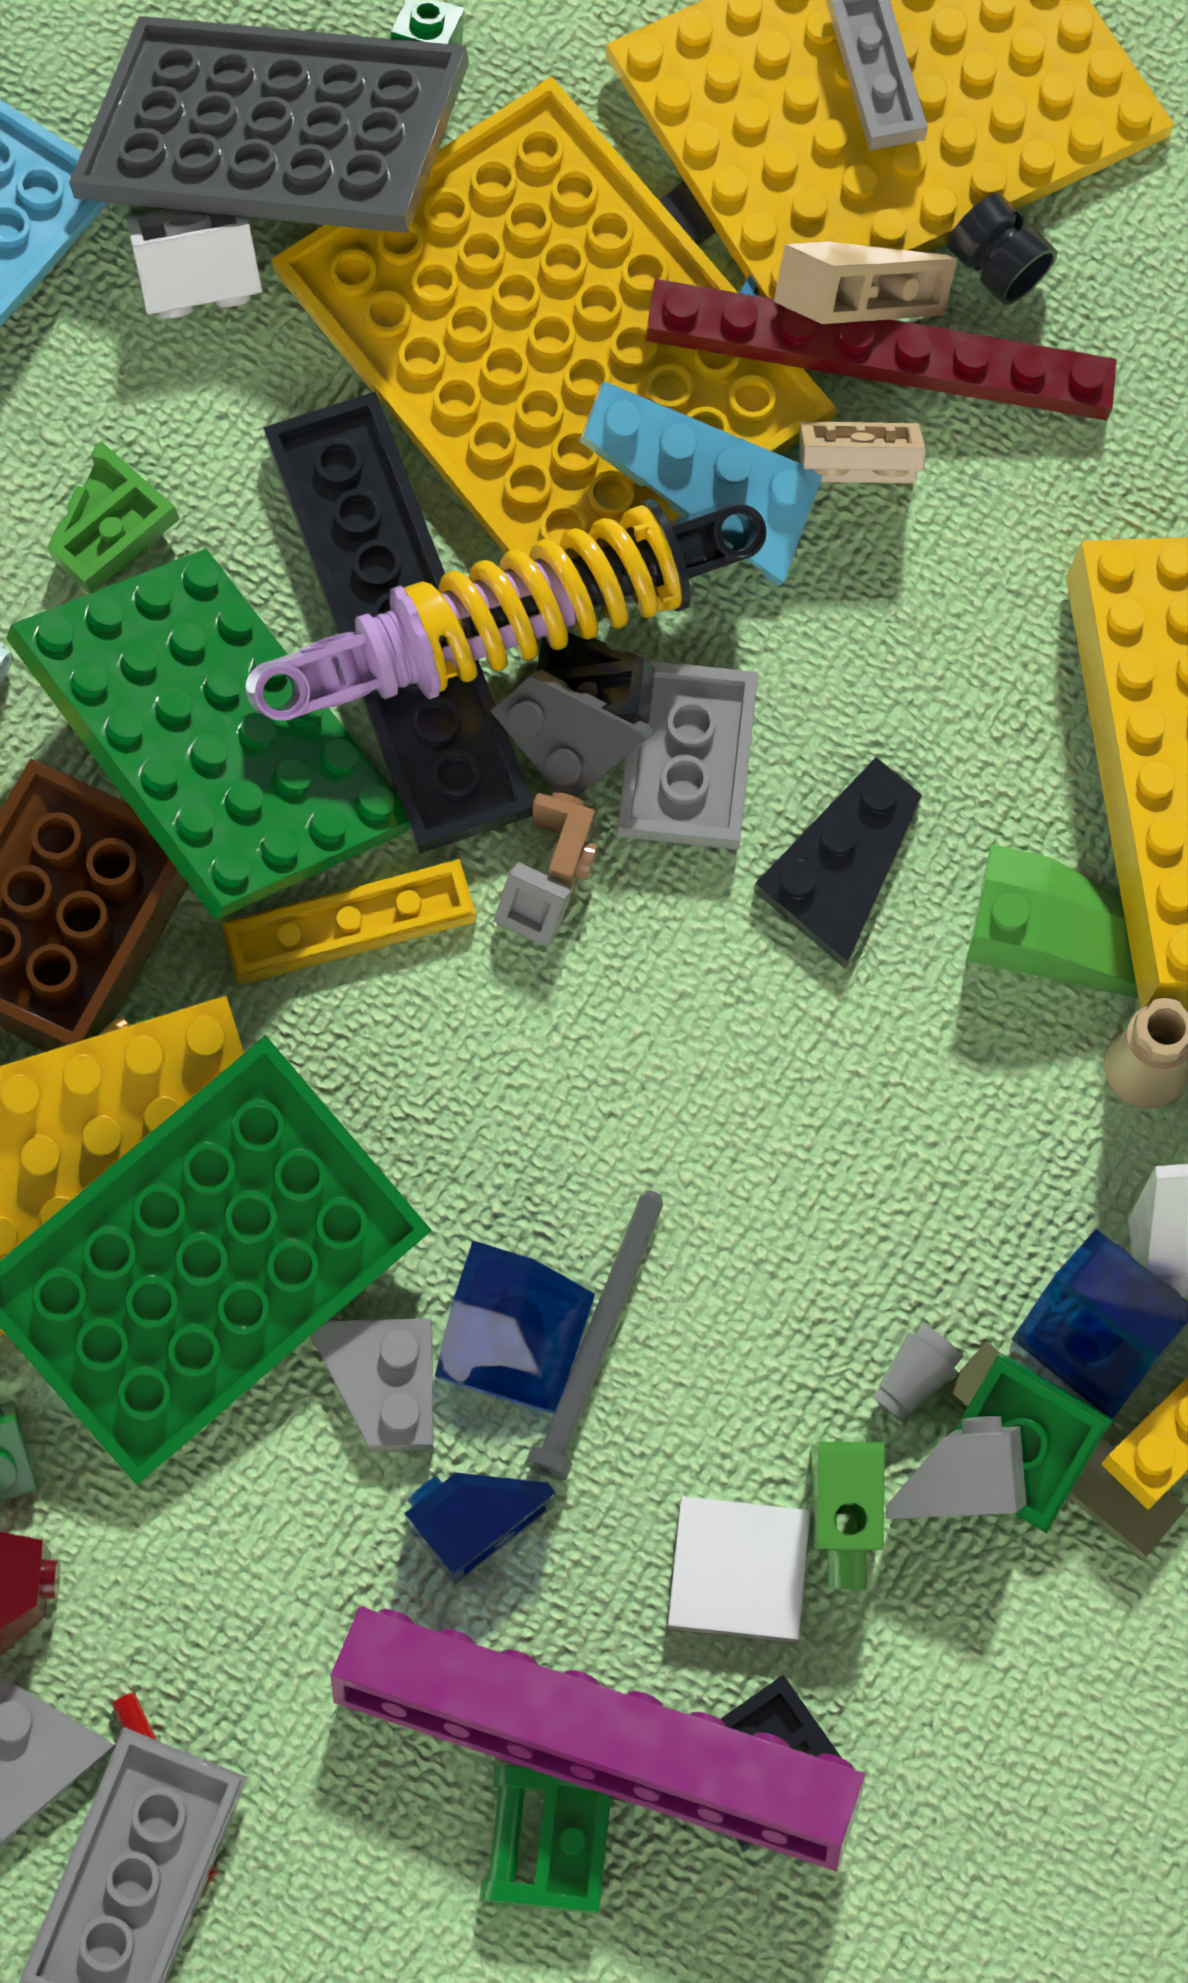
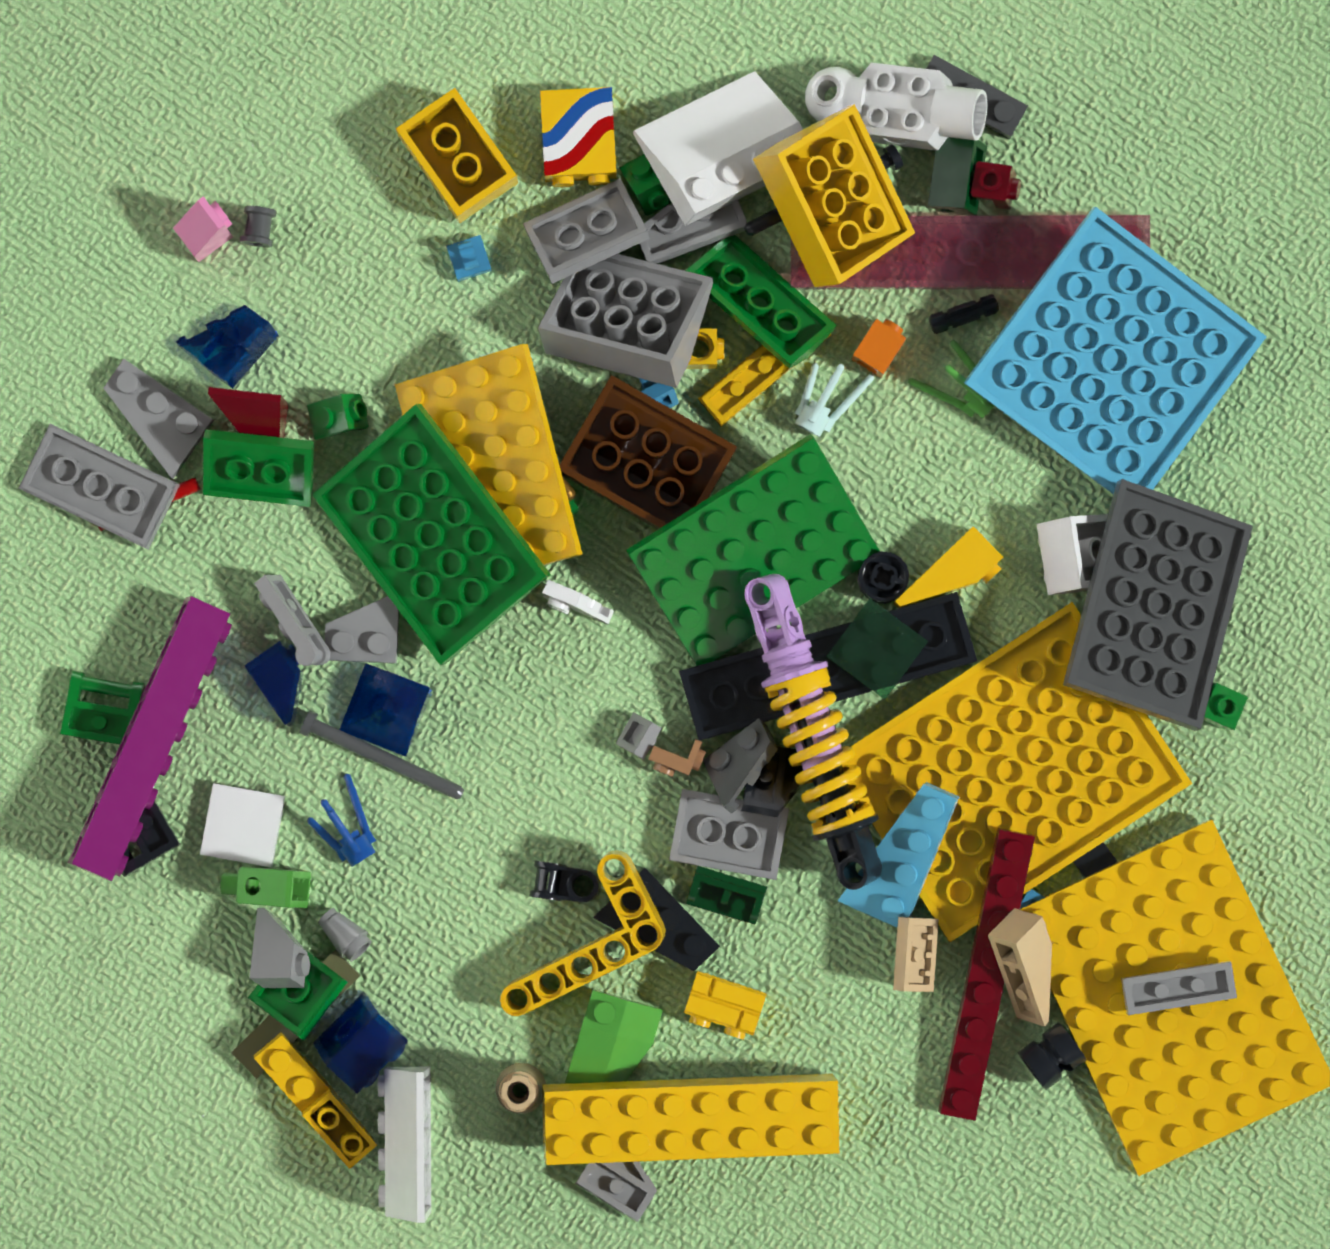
camera: 95 degrees right, 15 degrees up
(90, 1579) = (258, 468): none -> green plate
(108, 521) = (903, 496): bright green wing -> none
(217, 424) = (958, 568): none -> yellow slope
(245, 540) = (883, 577): none -> black wheel
(303, 1021) = (564, 599): none -> white wing
(349, 922) = (639, 631): yellow tile -> none
(364, 536) = (877, 649): none -> clear green plate
(367, 1497) = (293, 620): none -> light grey plate
(757, 1365) = (354, 845): none -> blue plant
(789, 751) = (726, 895): none -> dark green hinge
(794, 1016) = (561, 882): none -> black piece
(901, 944) = (596, 950): none -> yellow beam
(970, 741) = (724, 1004): none -> yellow brick

